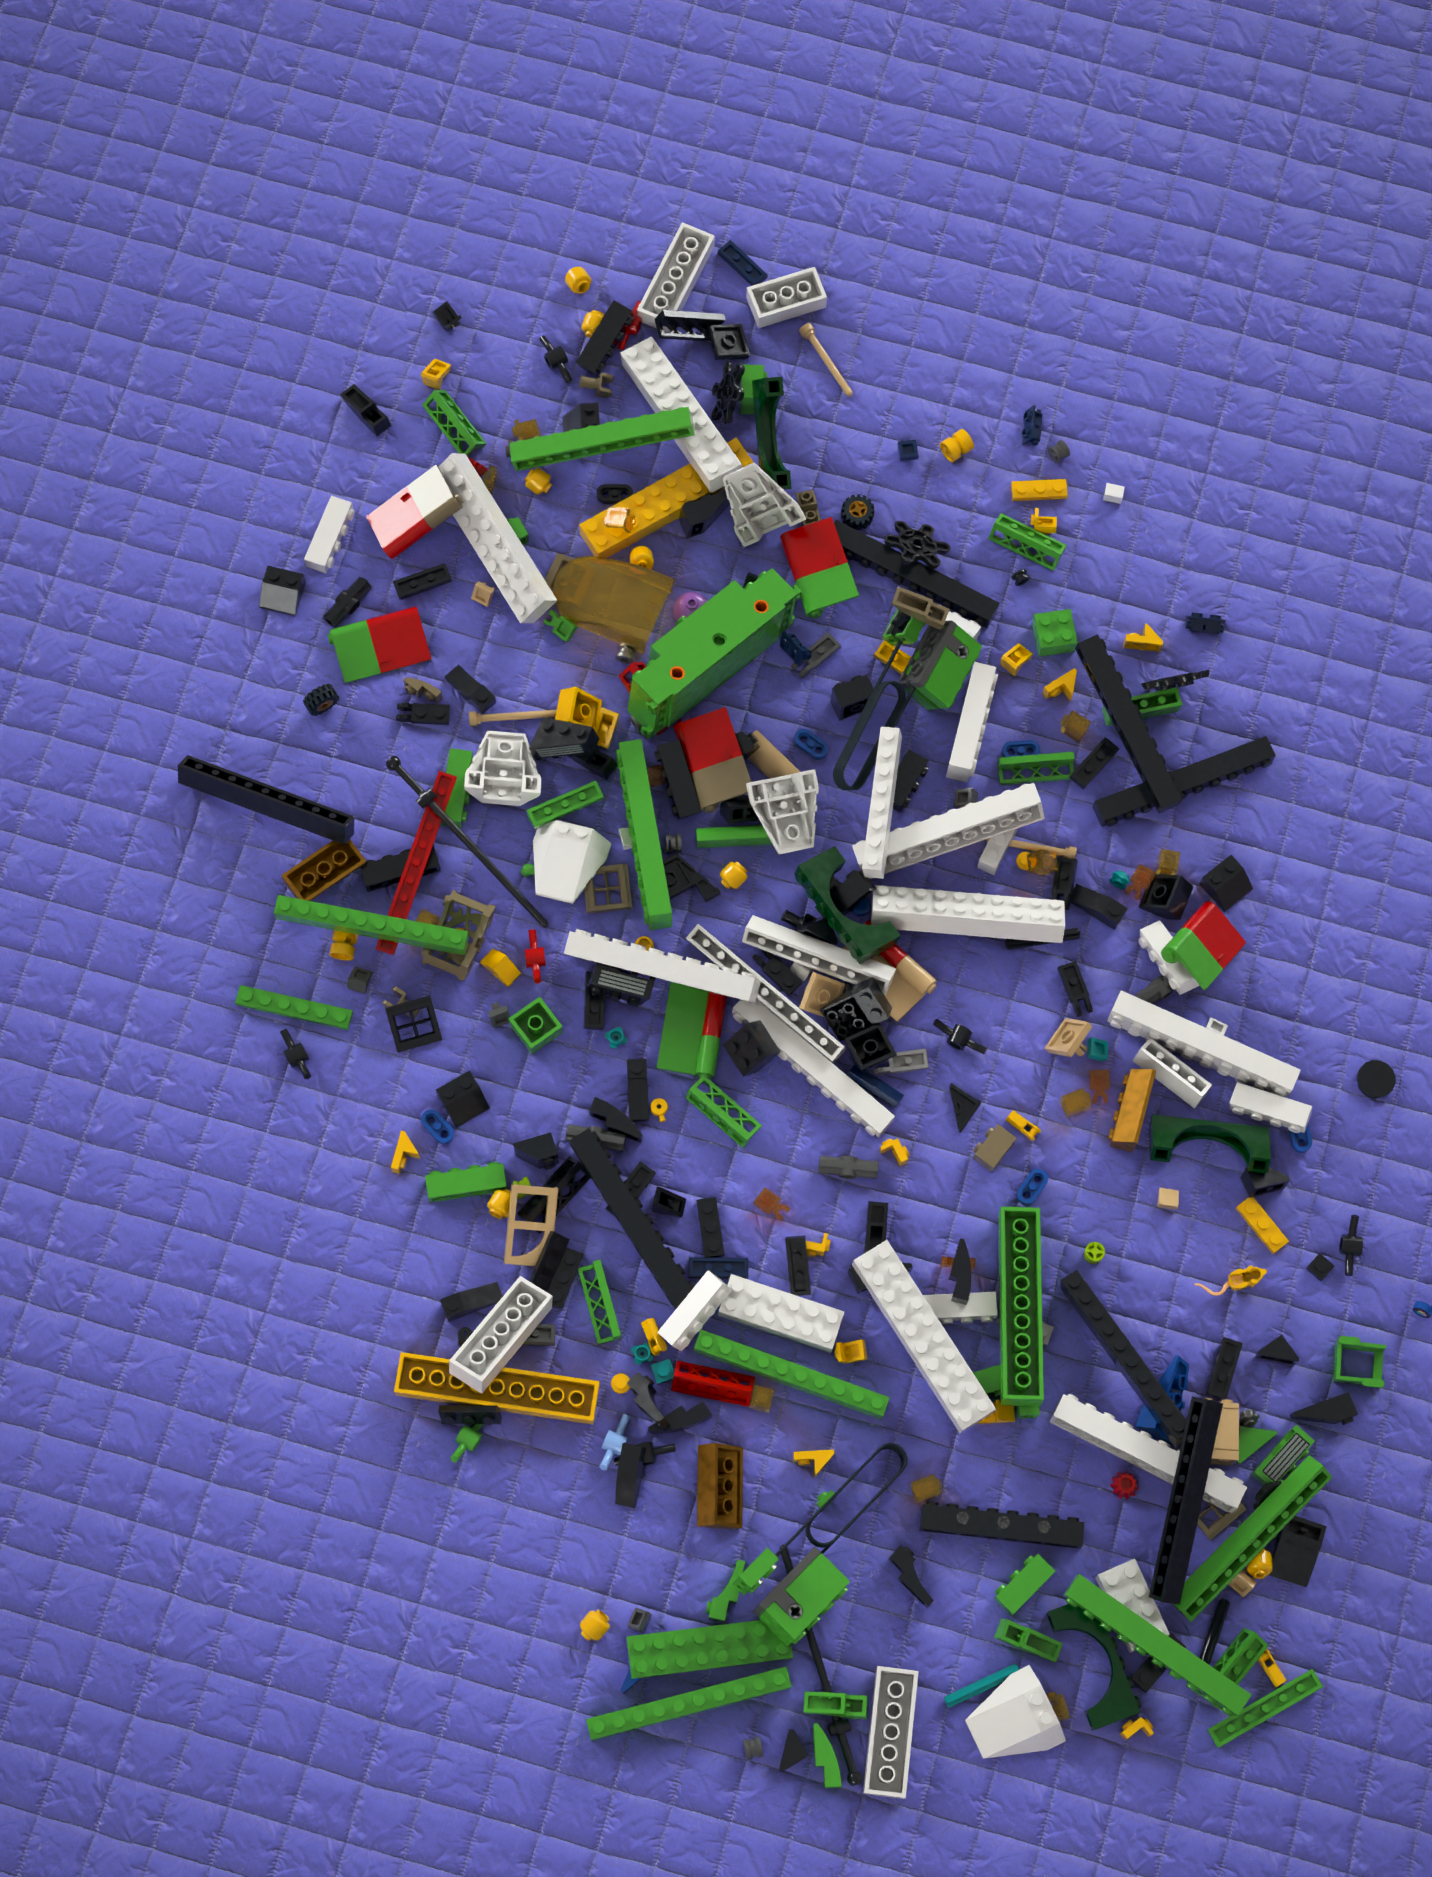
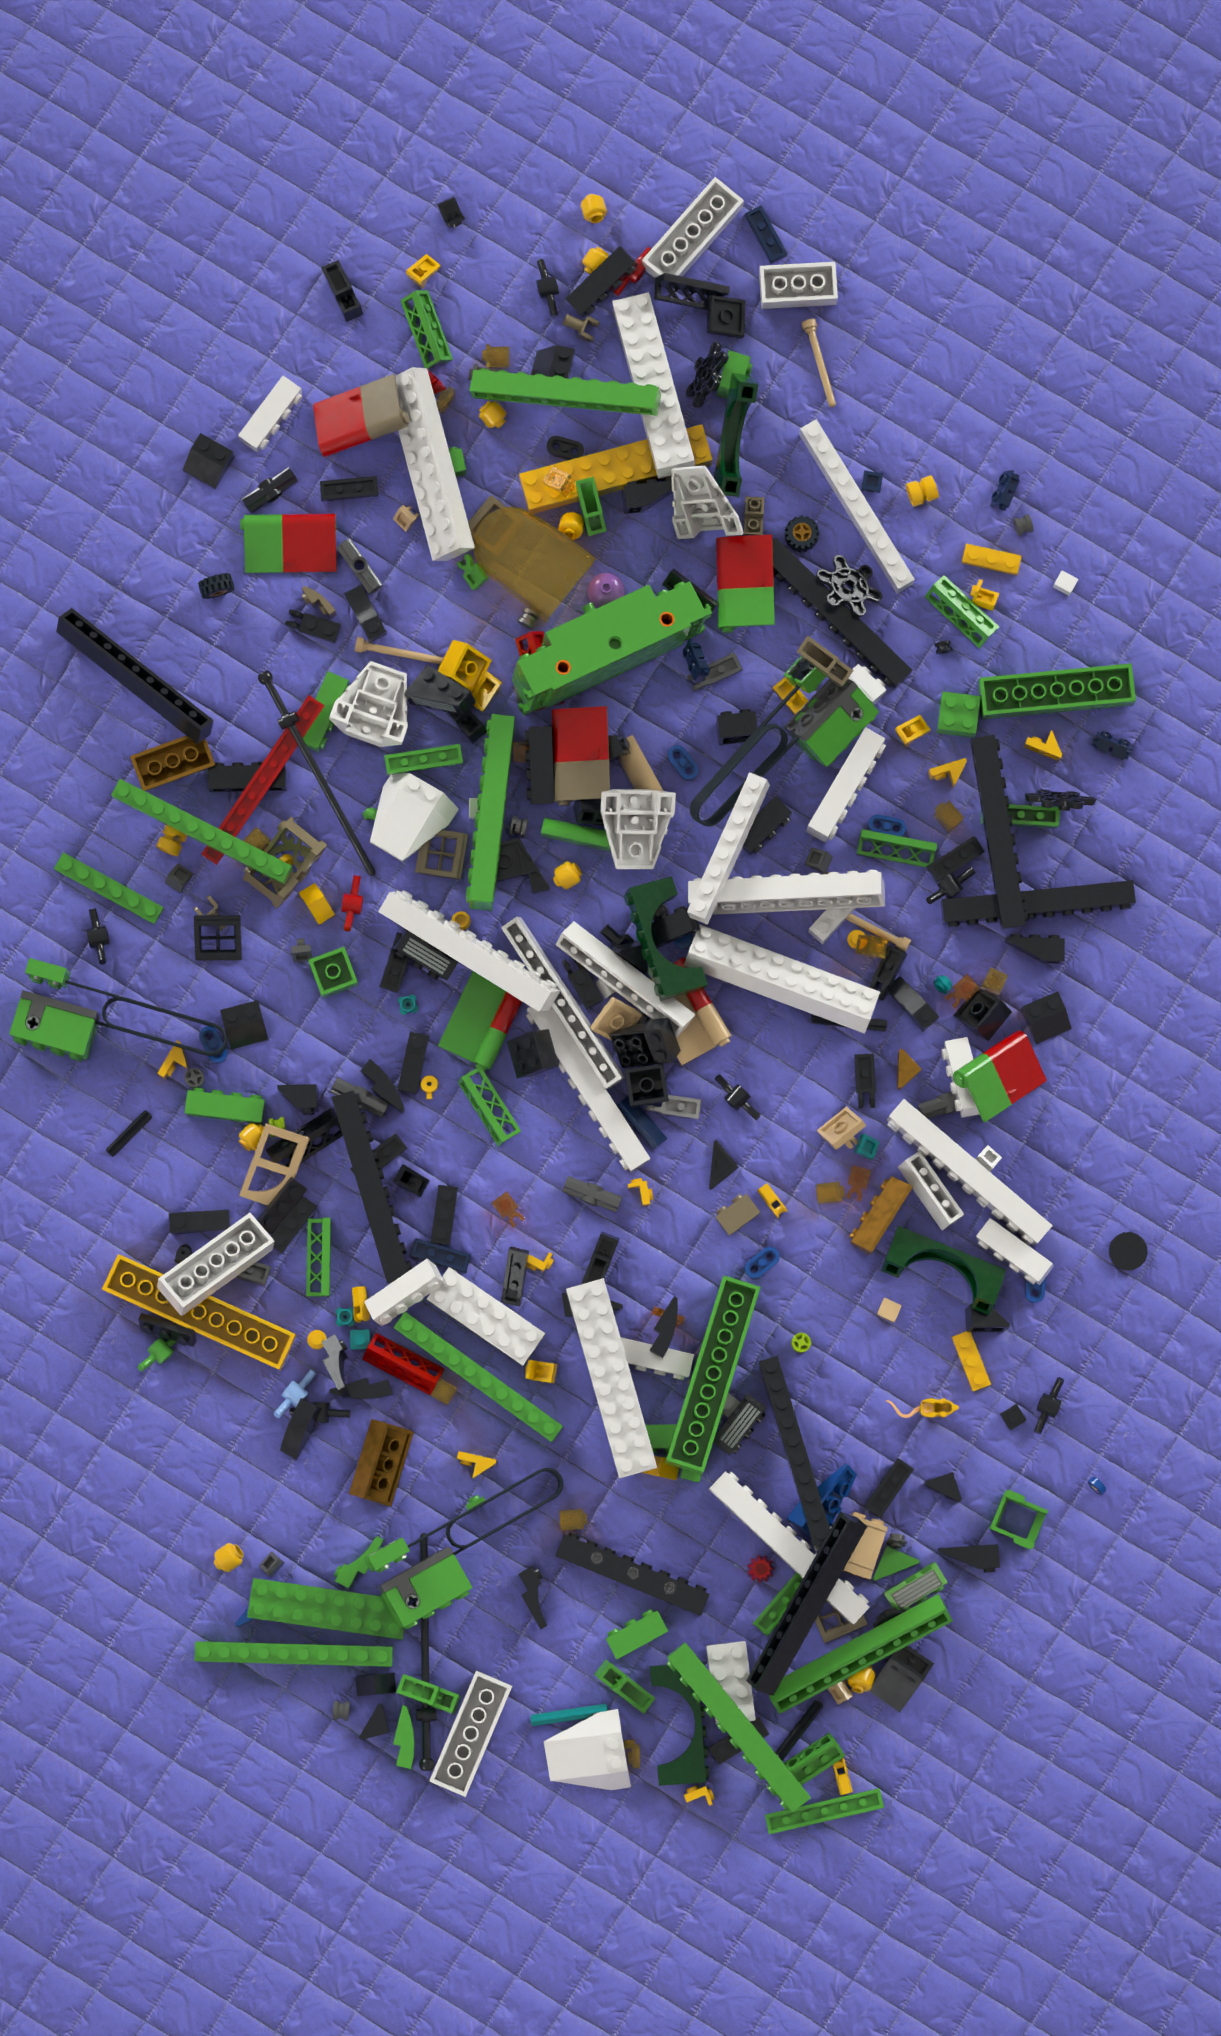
camera: 15 degrees right, 10 degrees up
(292, 1147) = (72, 1028): none -> bright green piece
(378, 1235) = (128, 1133): none -> black axle
(428, 1160) = (192, 1076): none -> dark grey wheel
(444, 641) = (366, 575): none -> dark grey piece
(654, 535) = (590, 506): none -> bright green slope
(779, 1711) = (375, 1684): none -> black slope
(901, 474) = (856, 506): none -> white brick
(1060, 1347) = (739, 1425): none -> wedge
(1098, 788) = (950, 886): none -> black piece
(1111, 966) = (906, 1069): none -> pearl gold slope
(1139, 587) = (1056, 691): none -> bright green brick
(1155, 1515) = (773, 1612): none -> bright green tile
(1202, 822) = (1046, 950): none -> black slope

